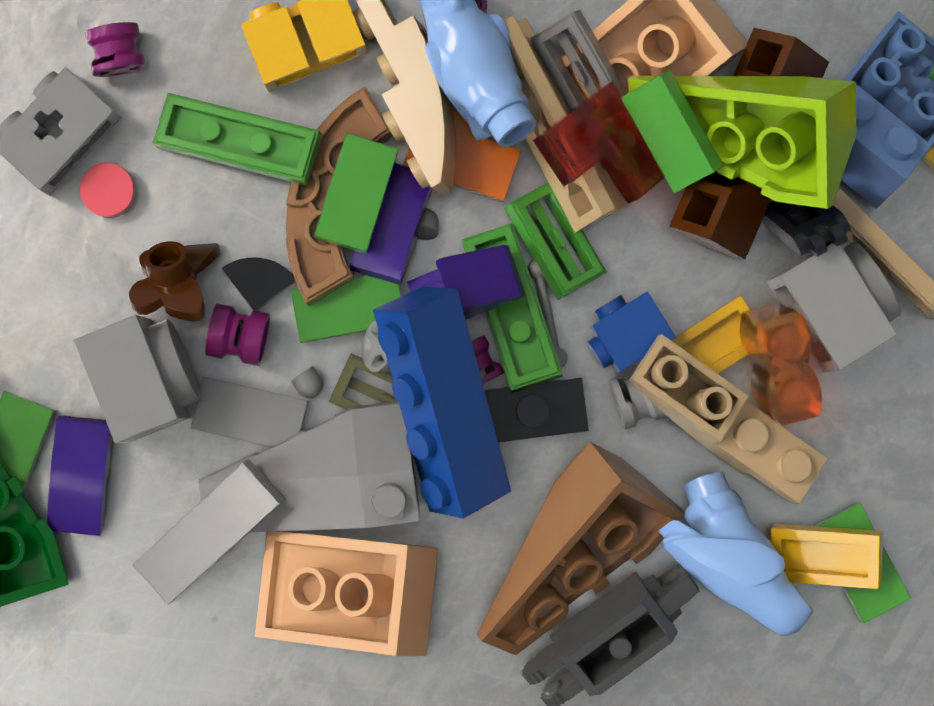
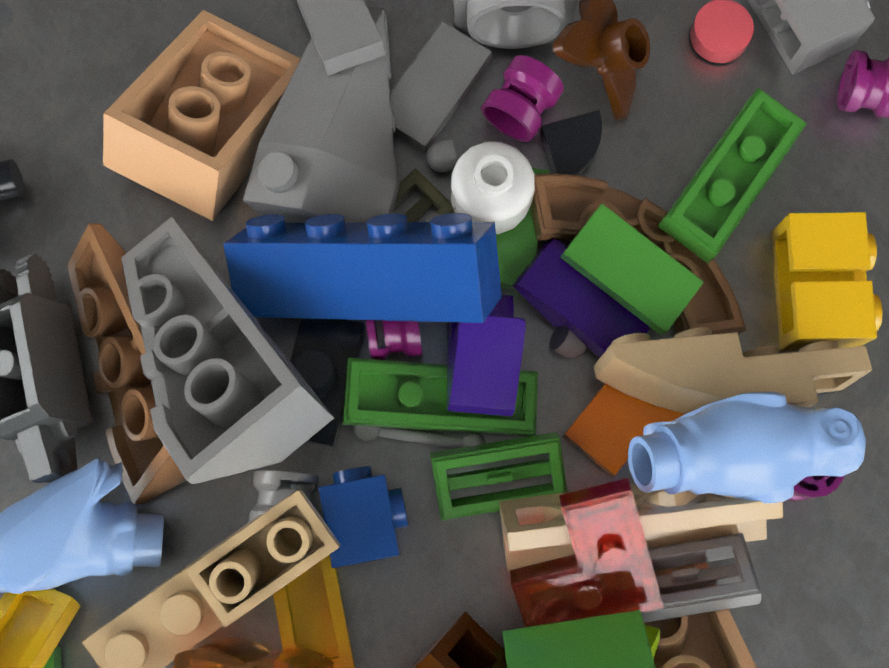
camera: 110 degrees right, 10 degrees down
(333, 327) = (493, 185): none -> white head
(568, 478) = (215, 374): none -> light grey wedge

